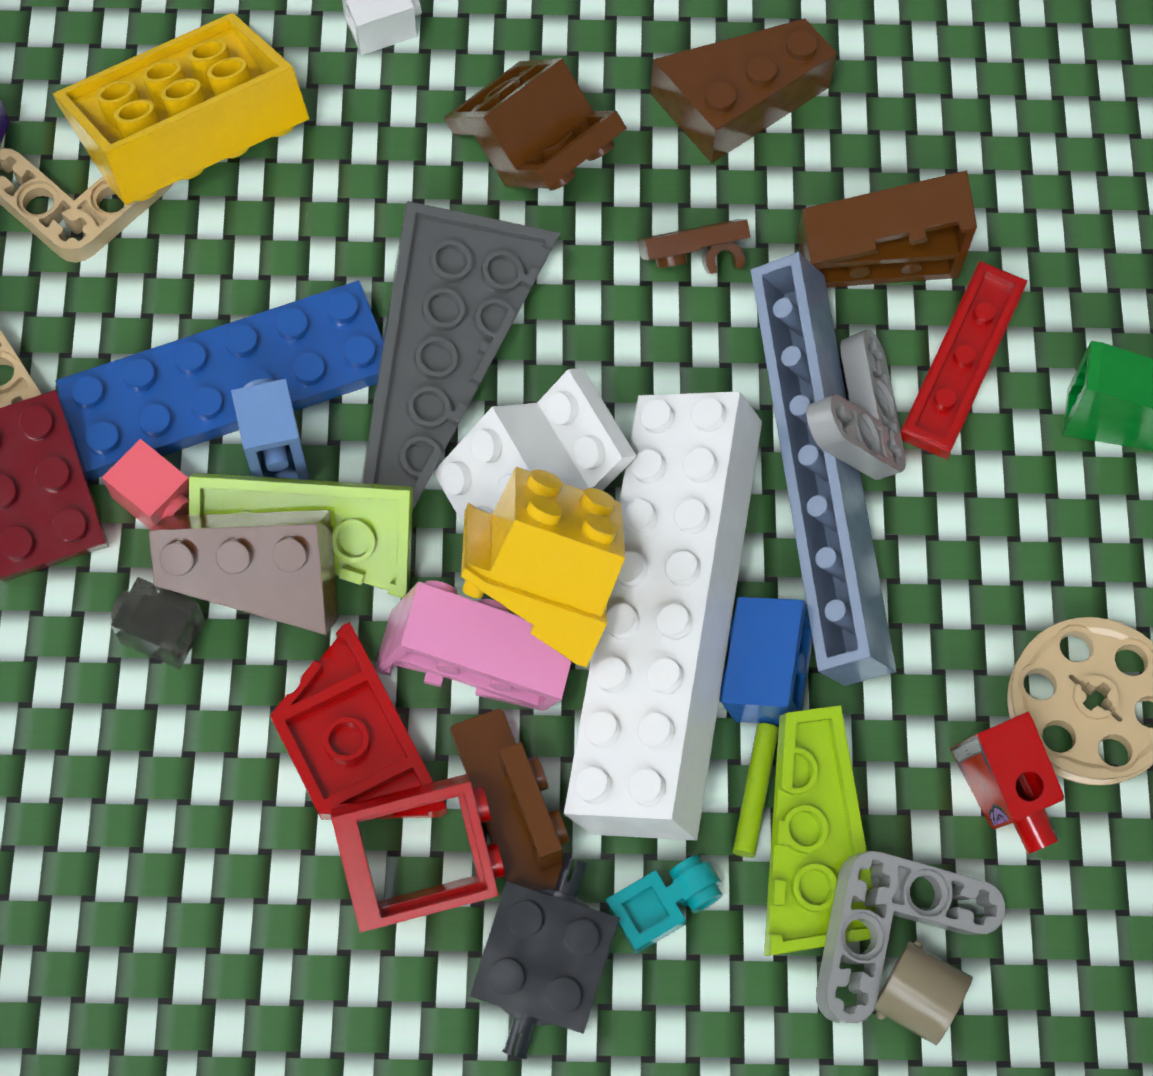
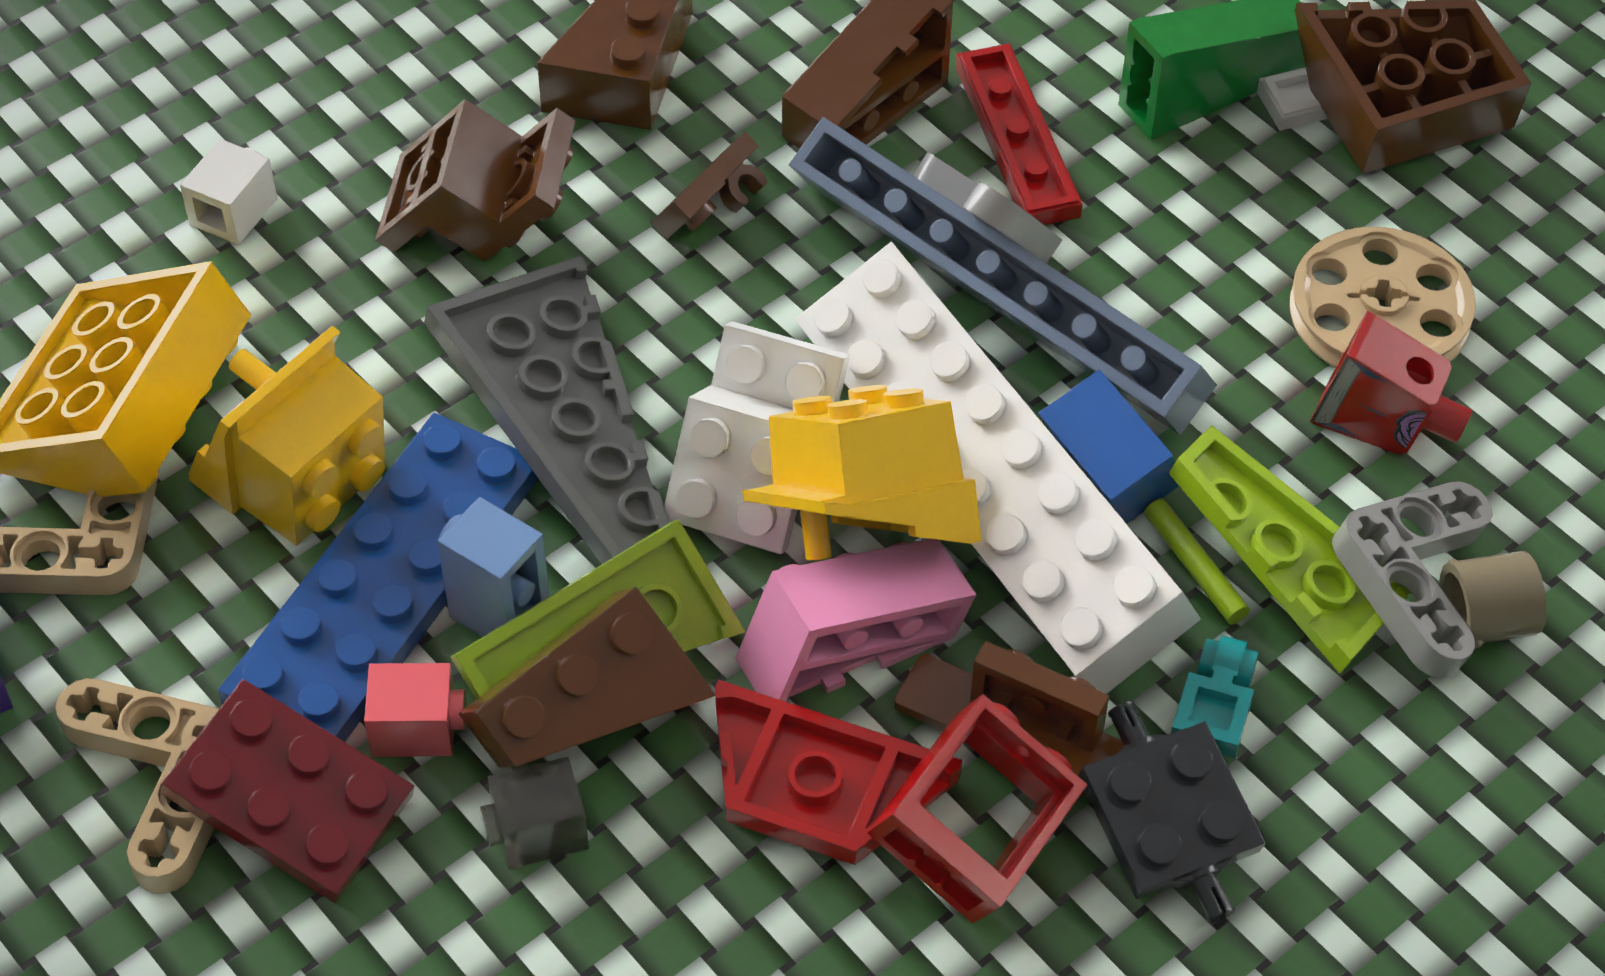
camera: 40 degrees left, 15 degrees down
(239, 241) = (295, 442): none -> yellow piece

